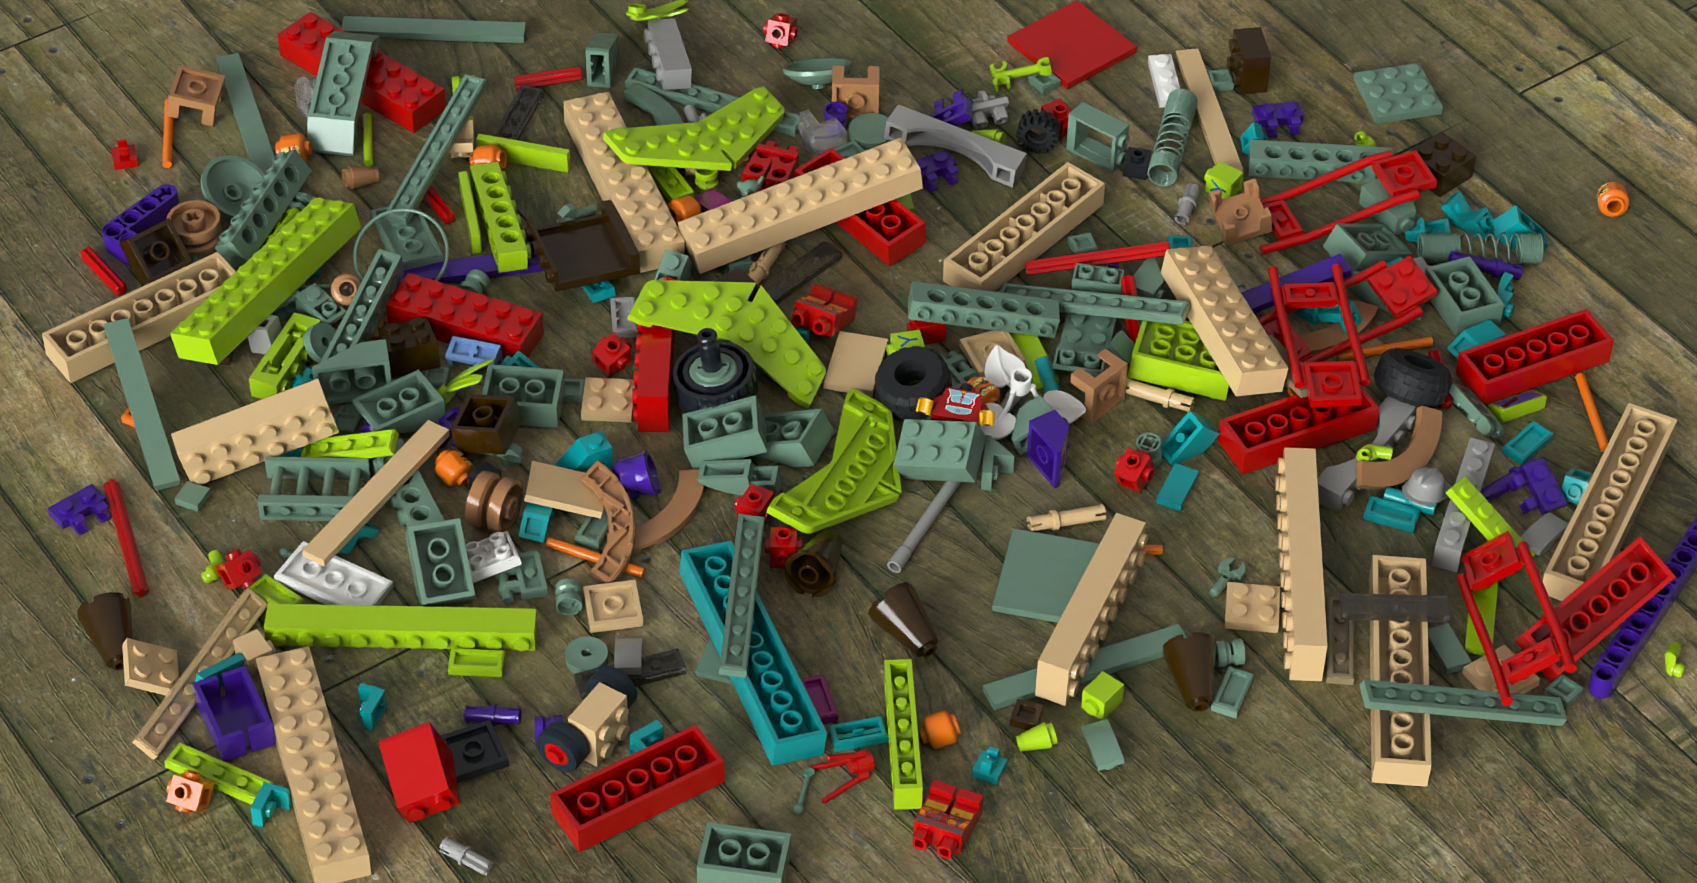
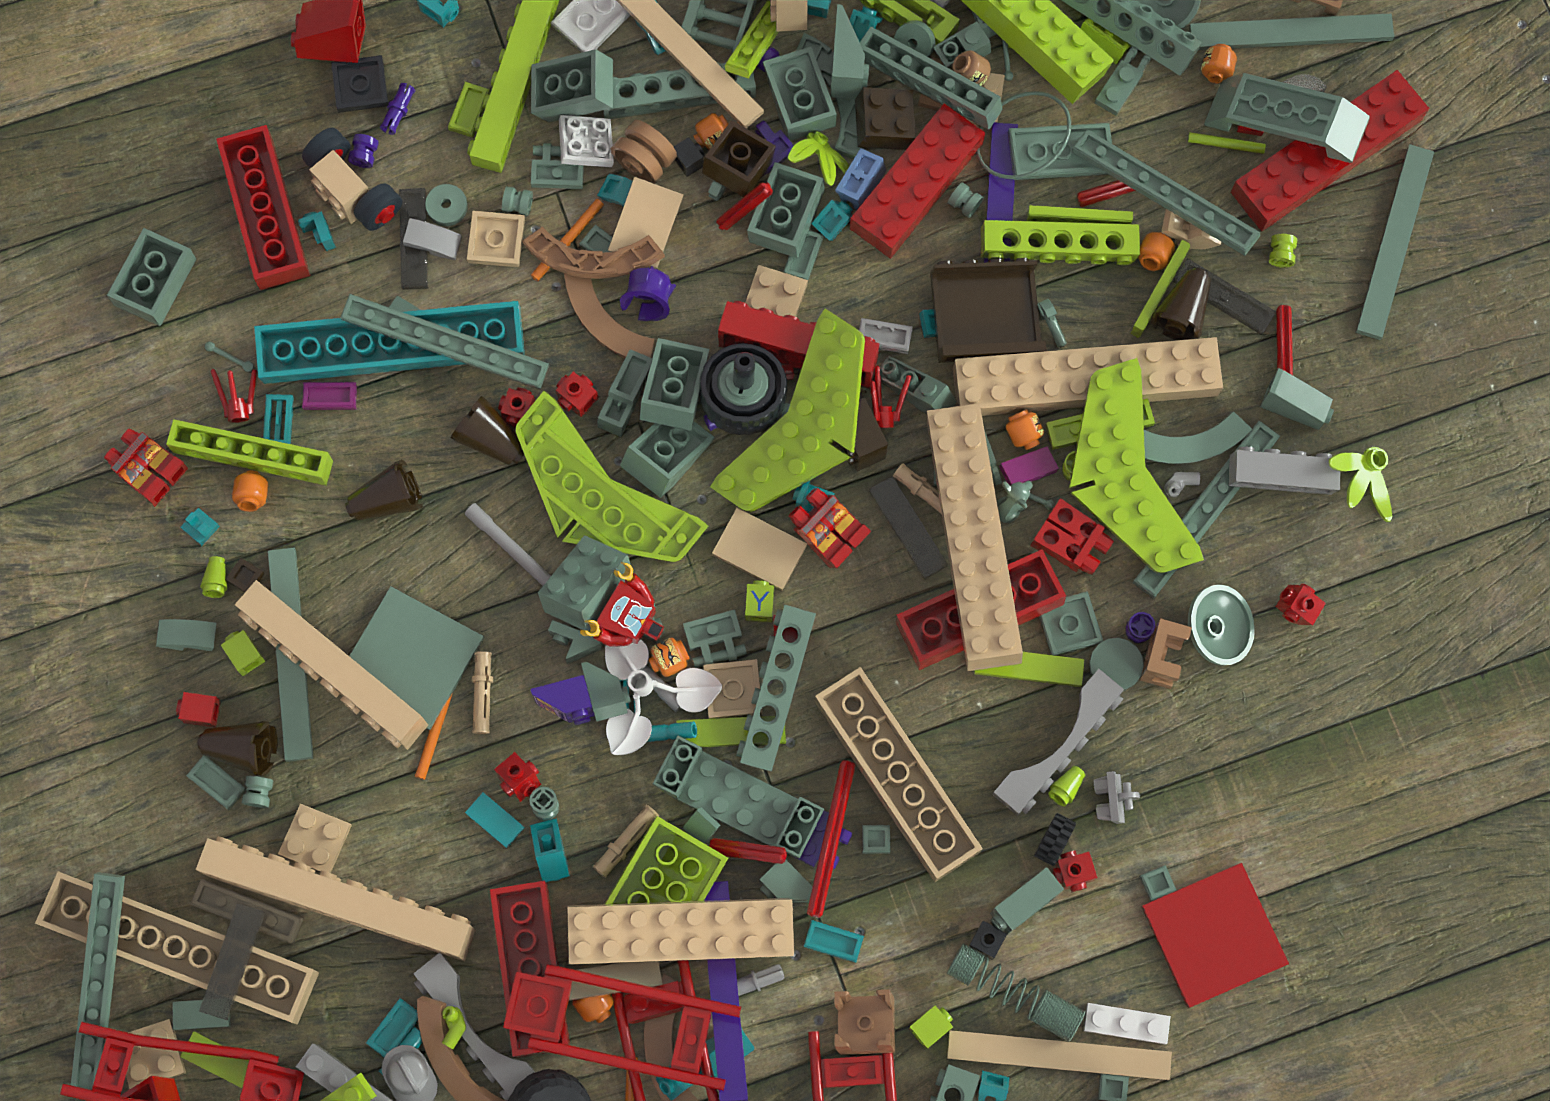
camera: 105 degrees right, 30 degrees up
(357, 177) = (1163, 121): medium nougat cone -> none
(465, 855) = (245, 56): light grey axle -> none
(531, 418) = (744, 206): none -> red axle
(538, 126) = (1184, 307): none -> dark brown cone
(586, 452) = (693, 256): teal slope -> none
(612, 354) = (824, 299): red brick -> none
(820, 136) = (1111, 604): clear brick -> none
(908, 366) = (690, 567): black tyre -> none
(937, 165) = (1041, 712): dark purple plate -> none
(956, 113) = (1105, 750): dark purple plate -> none
(1003, 75) = (1176, 836): lime bar -> none
(1104, 390) = (626, 759): medium nougat panel -> none
(1107, 304) = (759, 809): sand green tile -> none
(1171, 715) = (198, 709): none -> red brick
(1187, 204) = (908, 974): light grey axle -> none
(1227, 576) = (361, 828): sand green bar -> none

